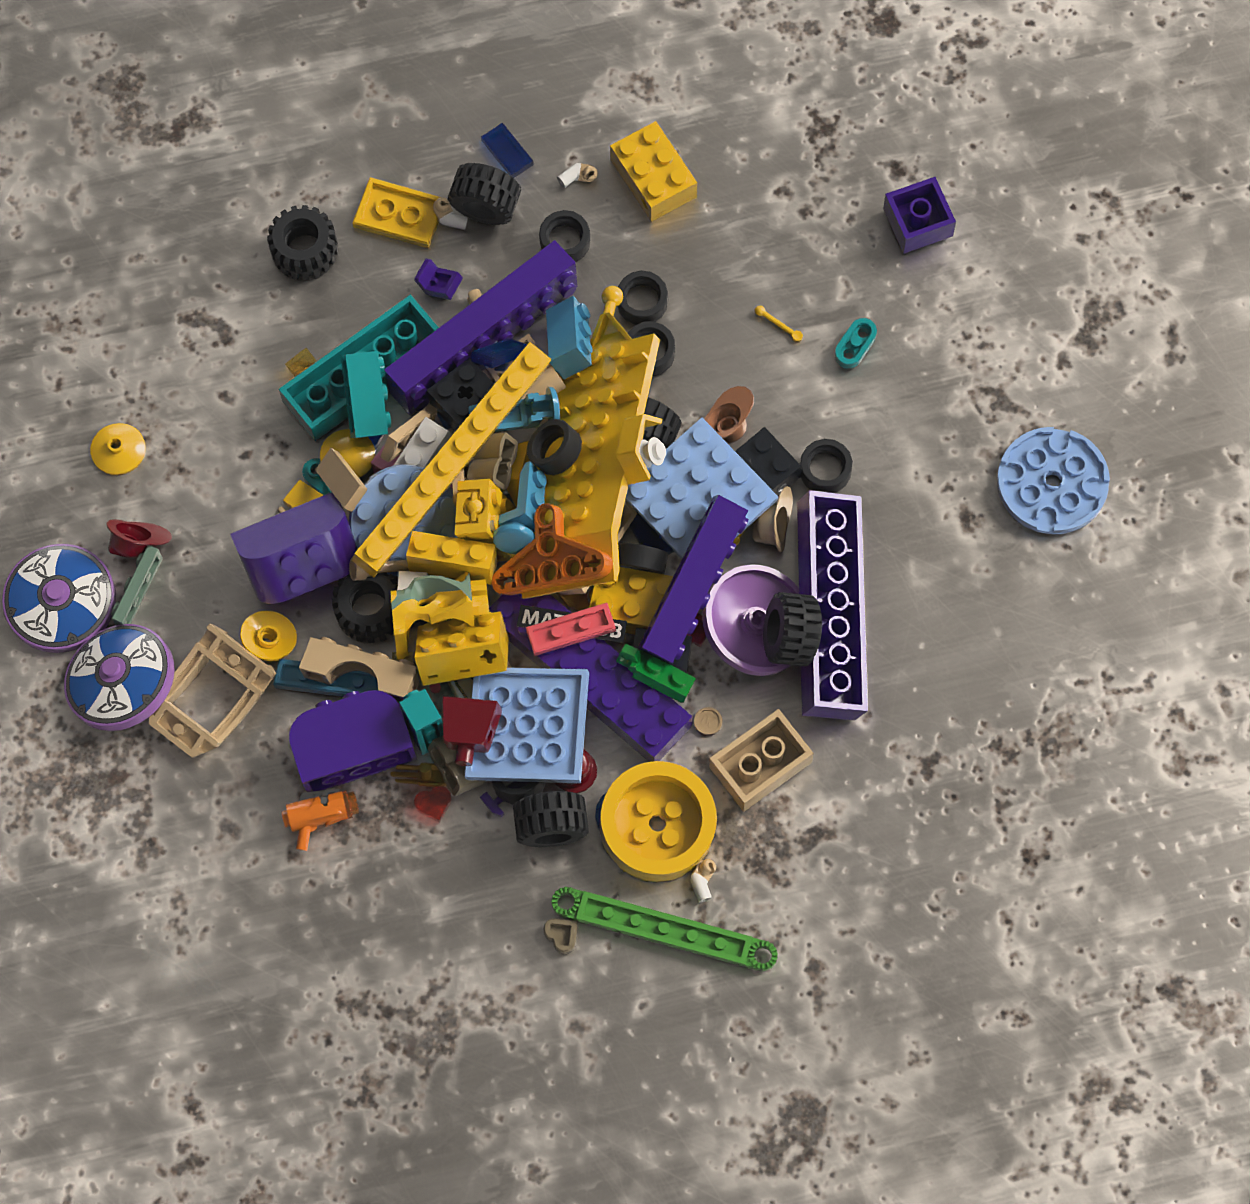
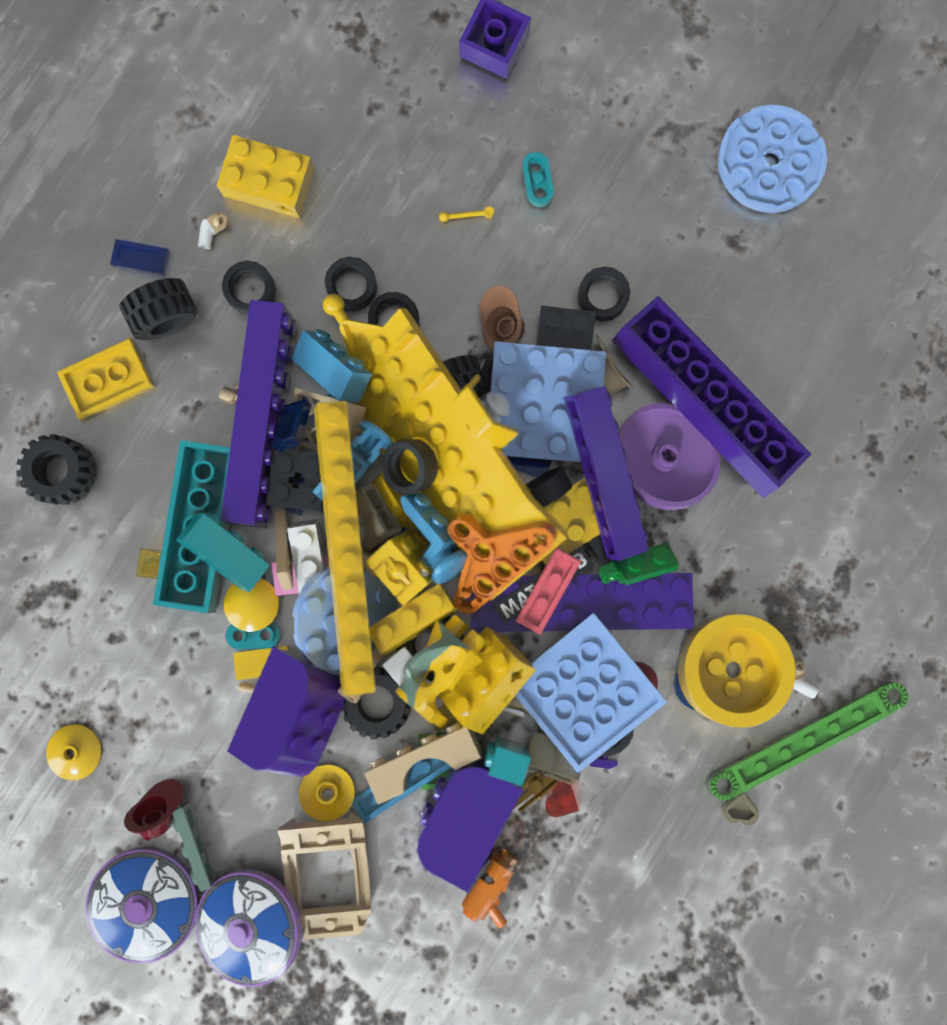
camera: 45 degrees left, 15 degrees up
(341, 479) = (271, 635): tan tile -> none
(437, 281) = (187, 407): dark purple bracket -> none
(446, 215) = (145, 350): arm -> none
(469, 726) = (549, 738): dark red torso -> none
(550, 819) = (665, 743): black tyre -> none
(708, 721) = (695, 560): tan piece -> none
(761, 760) = (766, 557): tan brick -> none
(792, 629) = (711, 444): black tyre -> none

